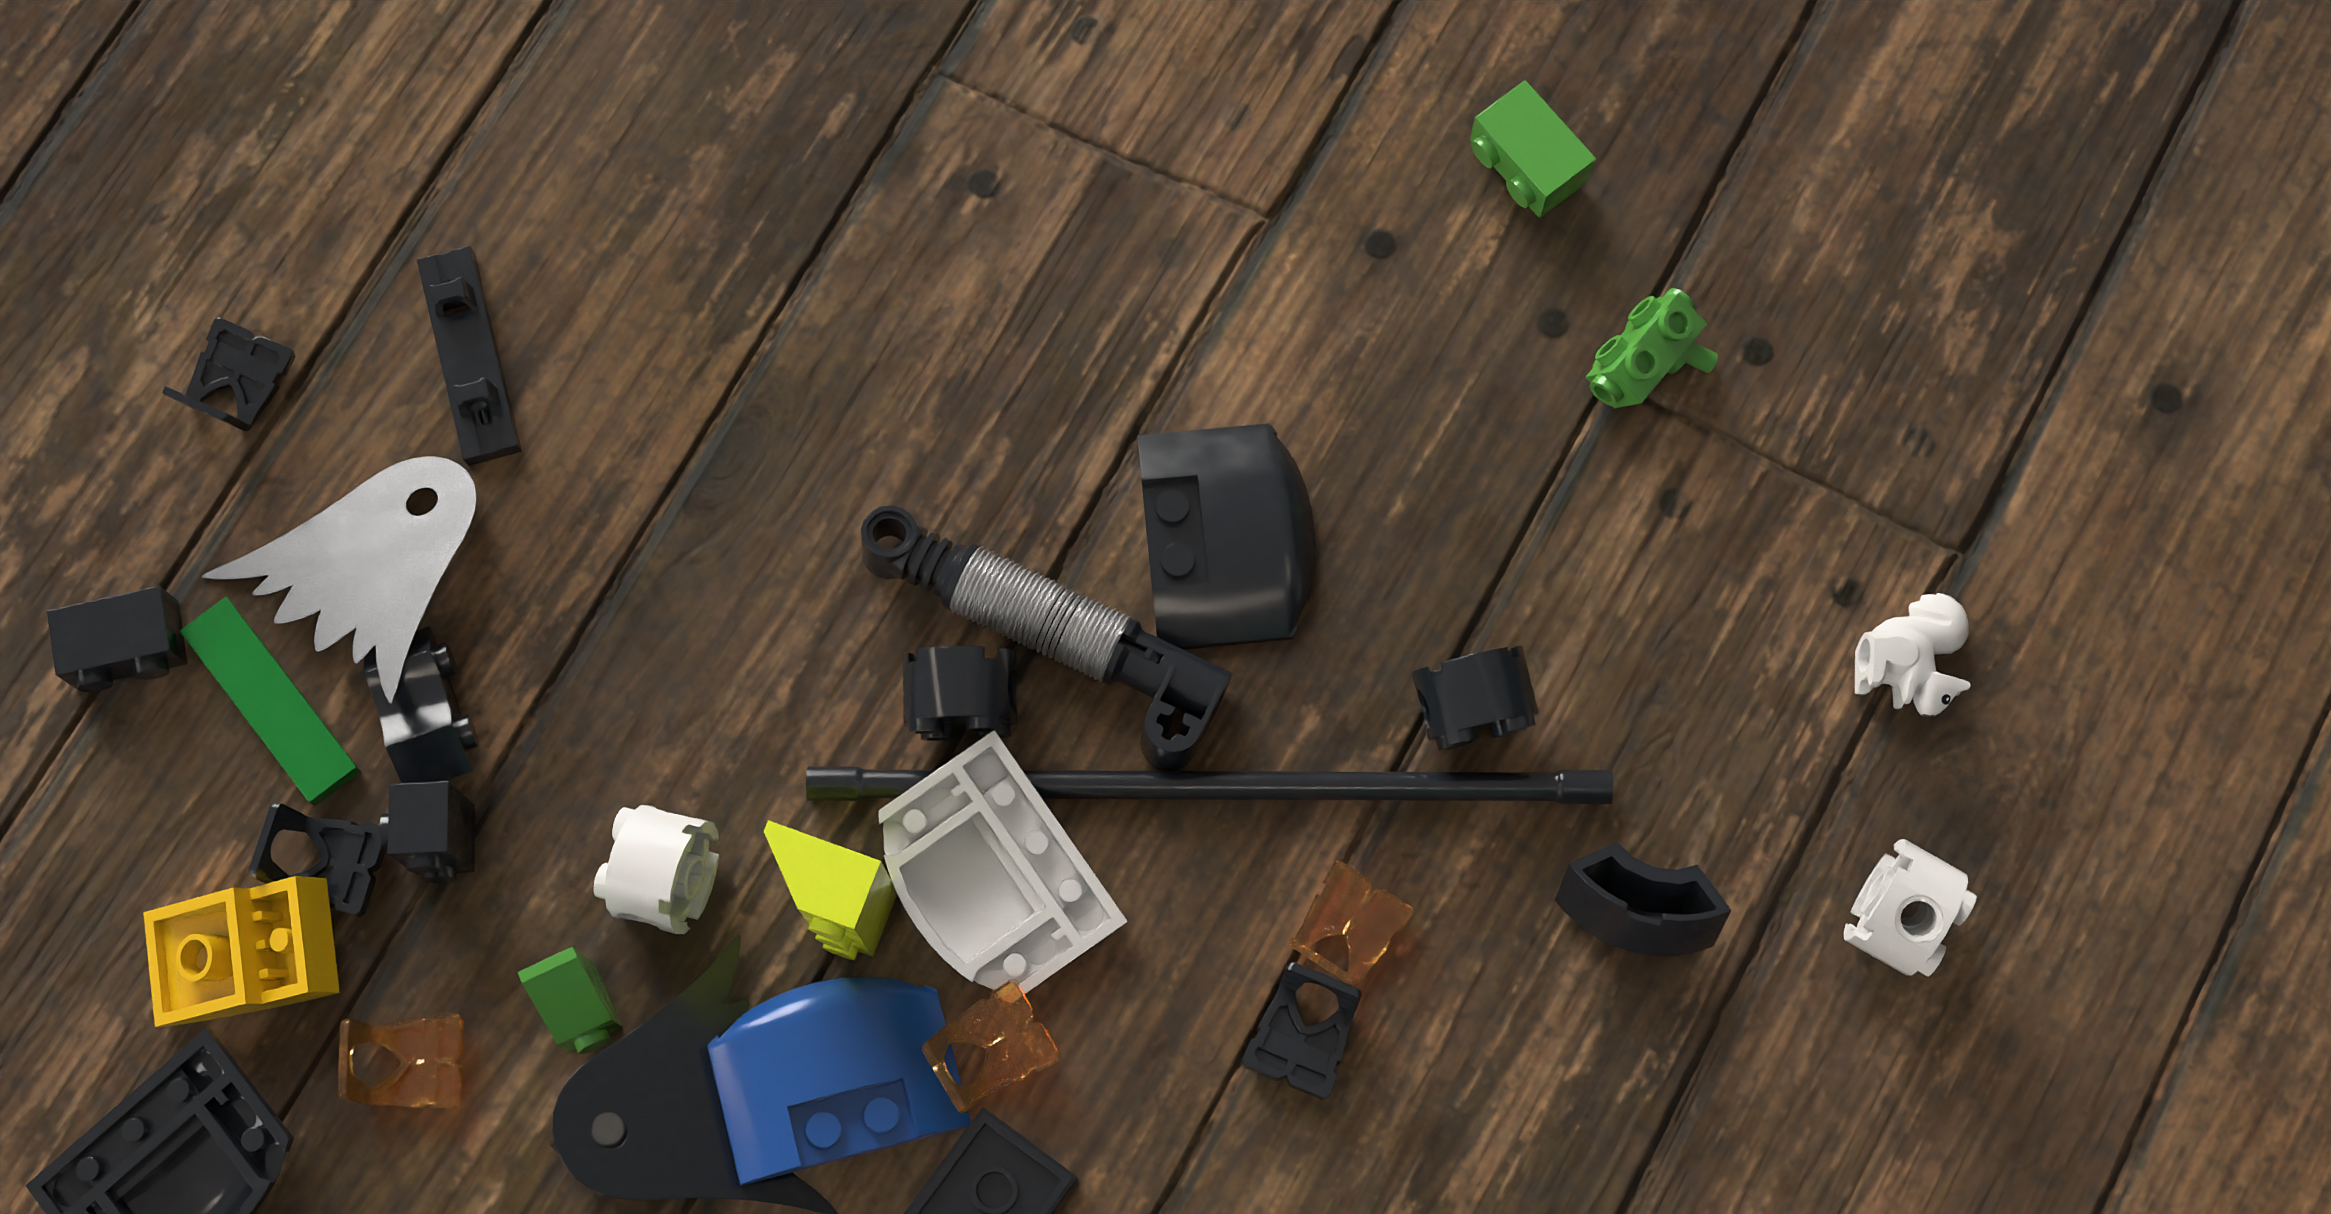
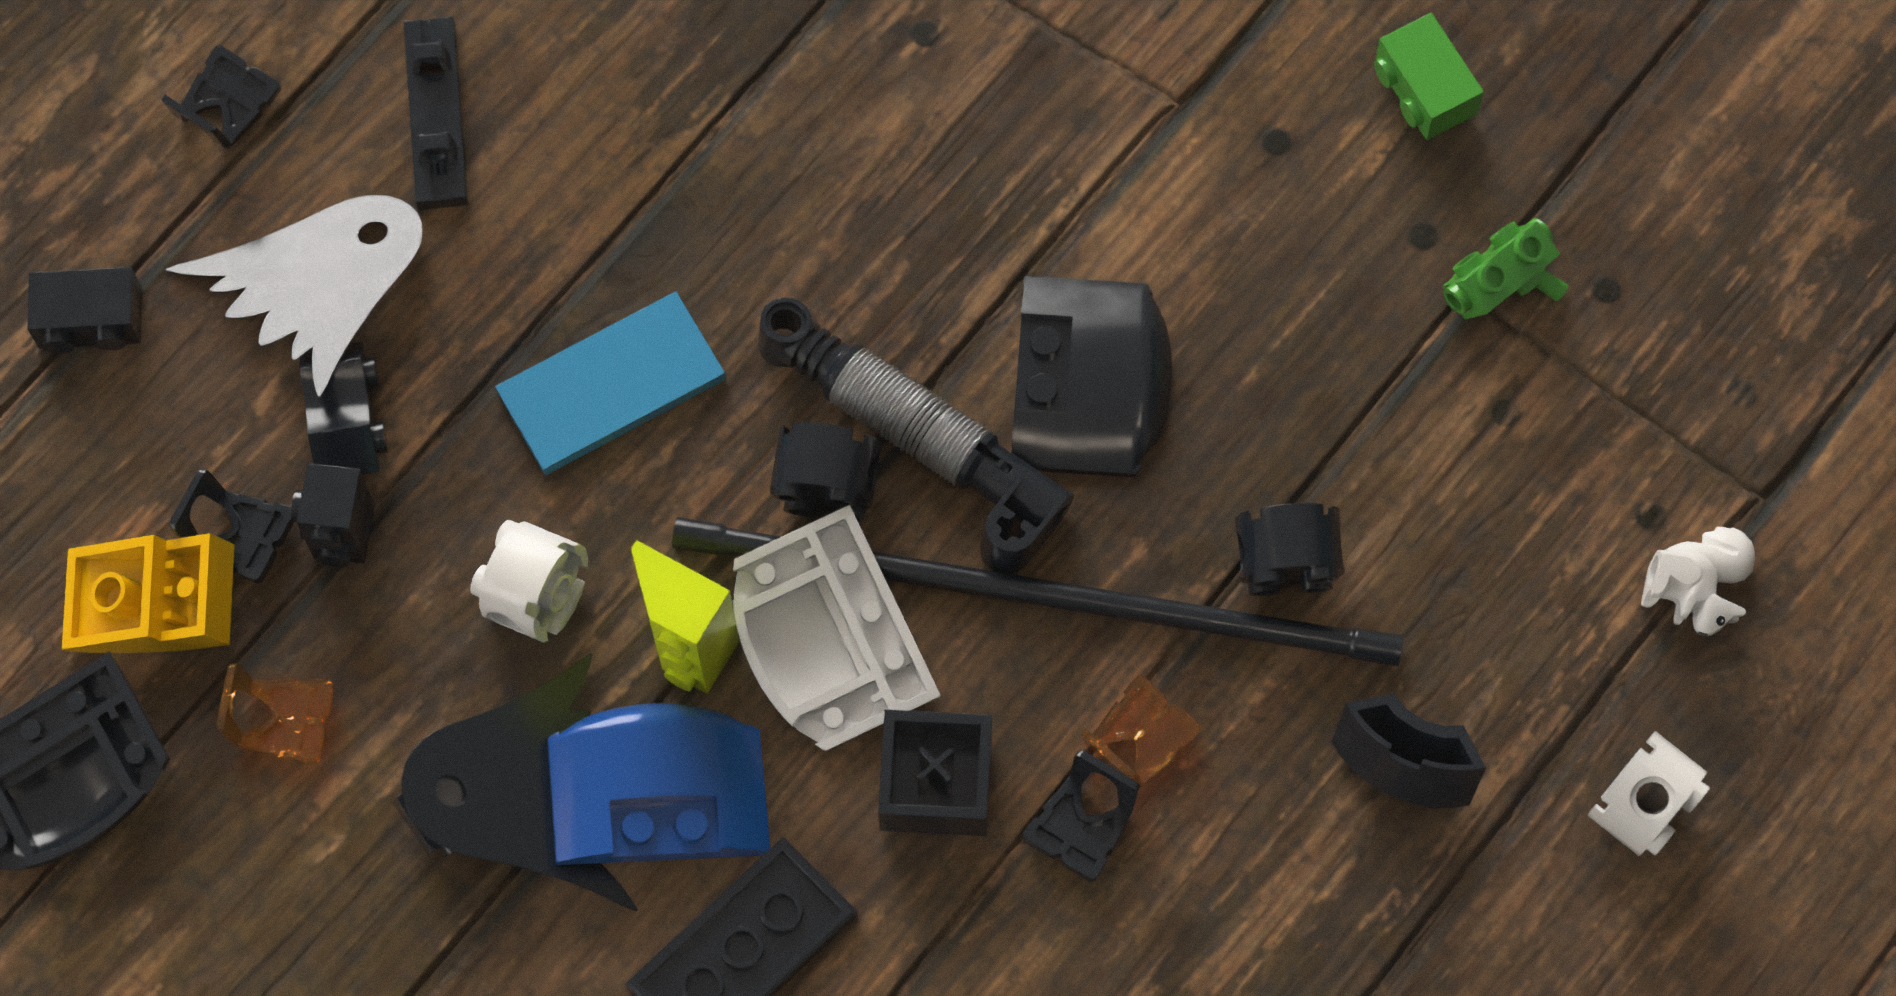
camera: 10 degrees right, 5 degrees down
(270, 701) = (209, 385): green tile -> none
(572, 1000) = (433, 679): bright green slope -> none
(709, 627) = (610, 383): none -> dark azure tile
(1011, 1040) = (817, 777): clear orange piece -> none
(1137, 1010) = (935, 772): none -> black brick

